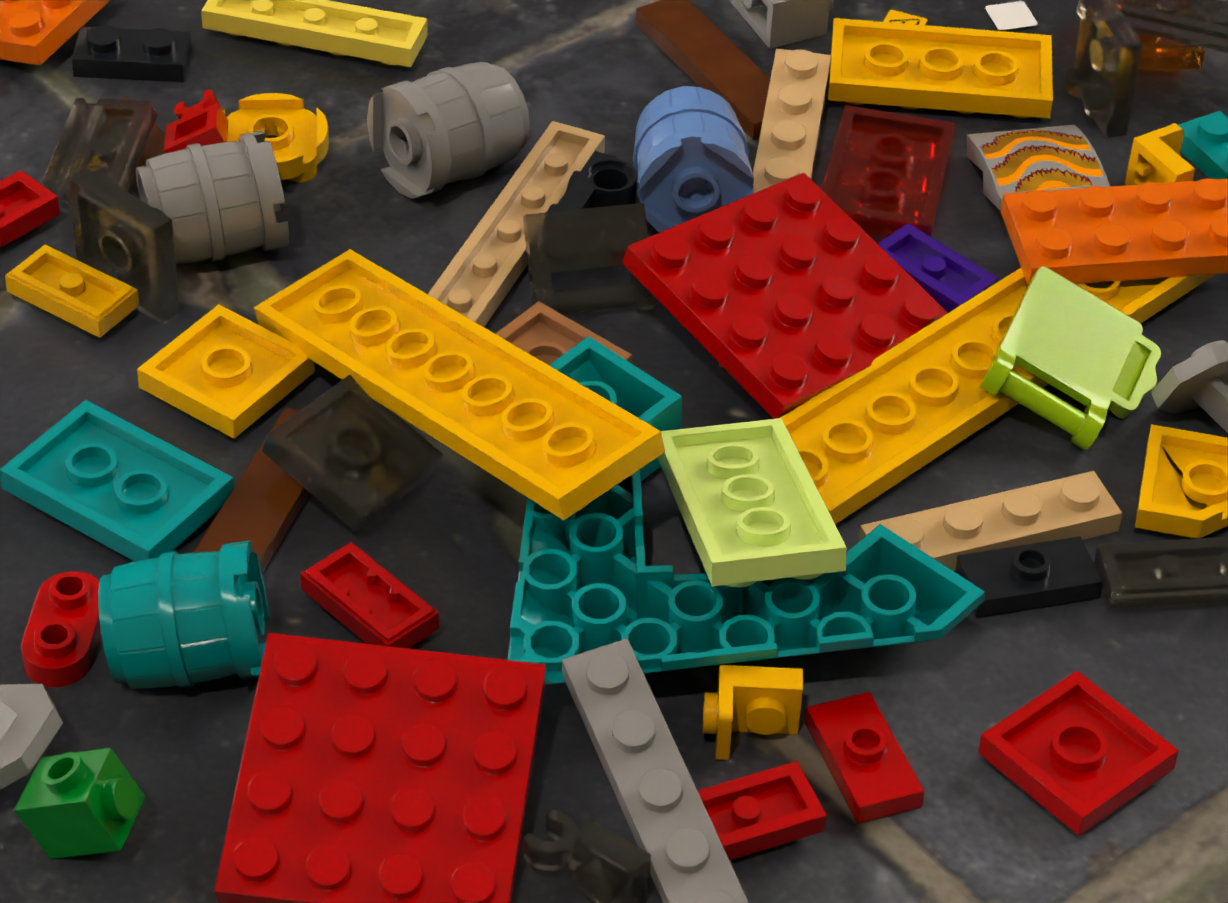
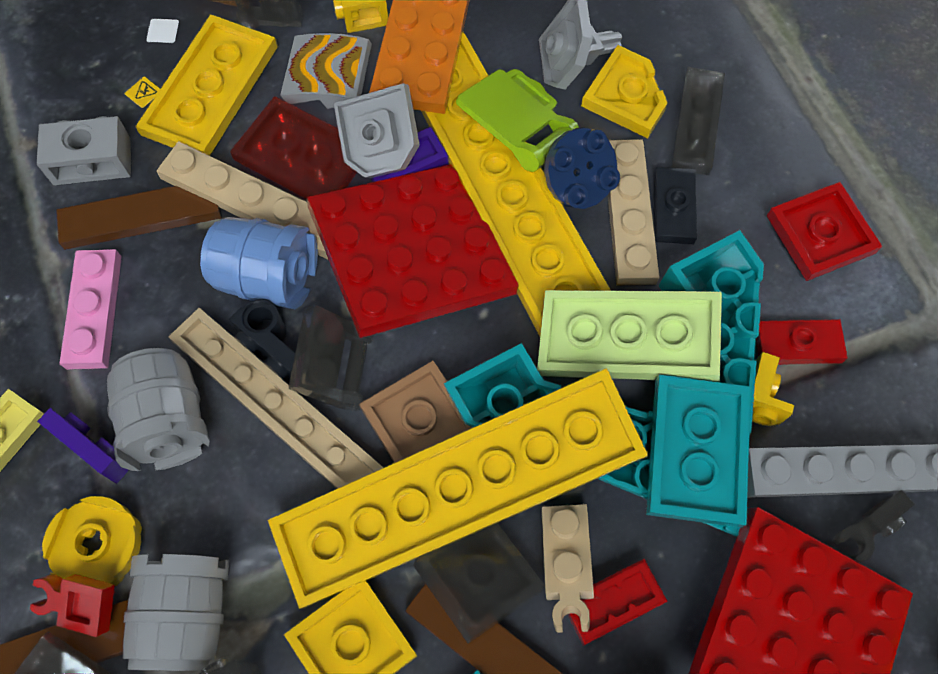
camera: 70 degrees left, 25 degrees up
(393, 67) = (73, 433): none -> dark purple plate
(402, 535) = (567, 562): none -> tan plate
(574, 59) = (91, 309): none -> bright pink plate
(601, 587) = (699, 451): none -> teal plate
(763, 810) = (844, 413): red plate -> none
(948, 208) = (378, 131): none -> light grey piece
(1023, 400) = (573, 152): none -> dark blue plate

